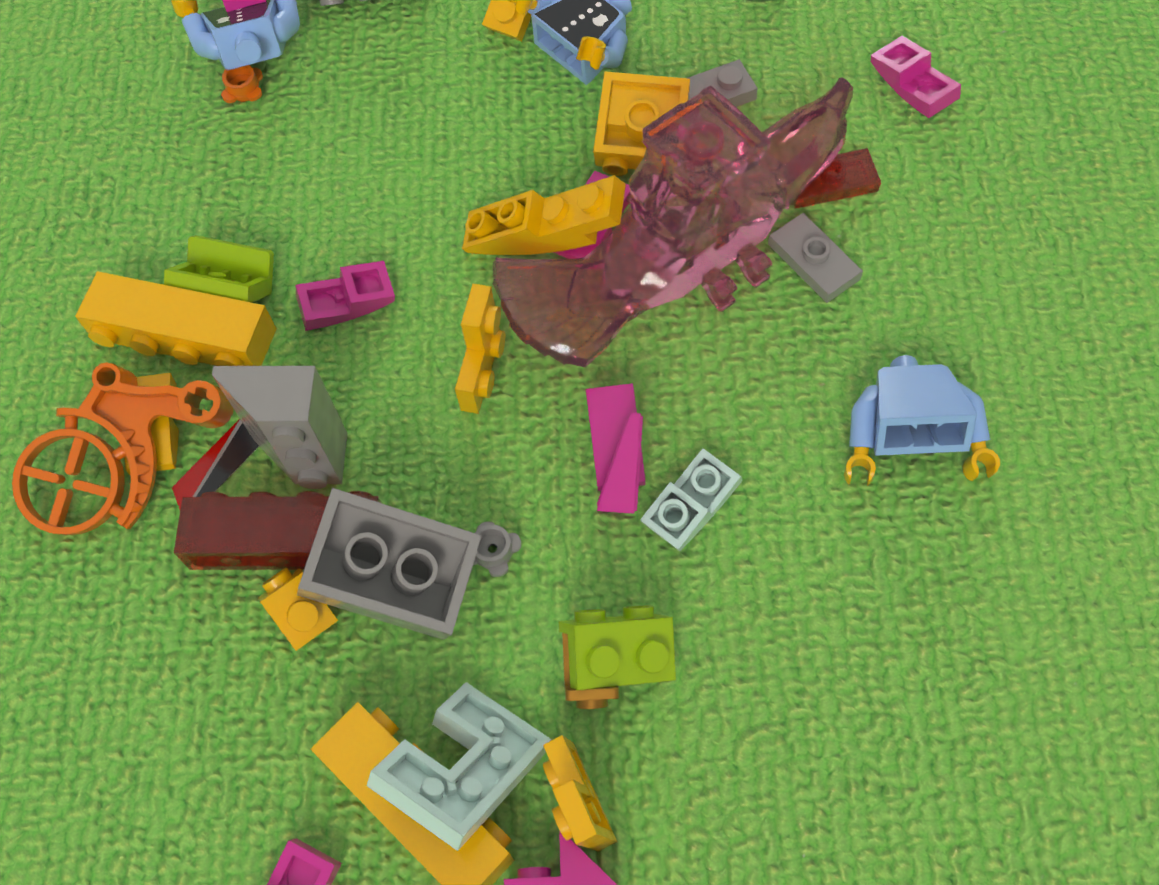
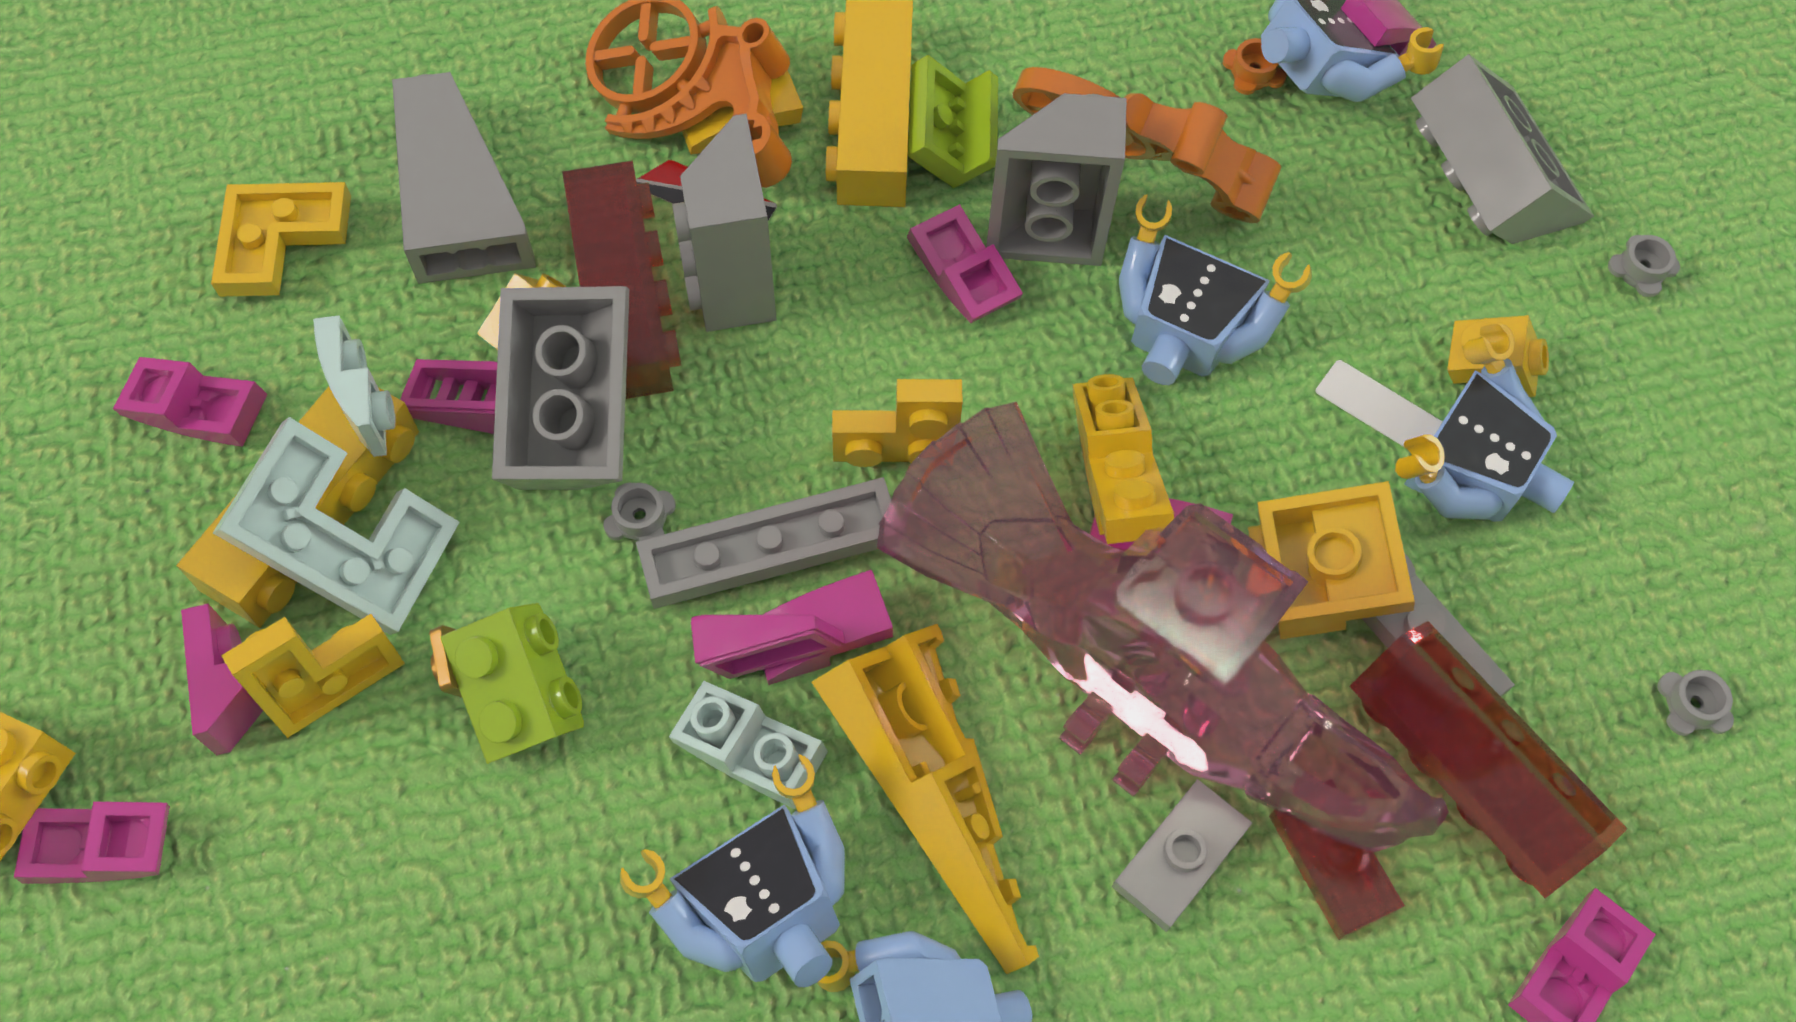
camera: 70 degrees right, 0 degrees up
(121, 819) = (263, 221): none -> yellow plate
(143, 653) = (451, 193): none -> light grey slope
(280, 155) = (1185, 137): none -> orange piece
(322, 191) = (1059, 181): none -> light grey slope
(333, 659) = (468, 410): none -> dark pink slope
(355, 729) = (353, 385): none -> light aqua slope
(428, 158) = (1195, 306): none -> torso
(527, 84) = (1375, 404): none -> white sticker
(540, 462) = (763, 543): none -> light grey plate
(711, 394) = (908, 735): none -> yellow wedge
(797, 73) = (1487, 759): none -> clear red brick
(810, 496) = (760, 895): none -> torso

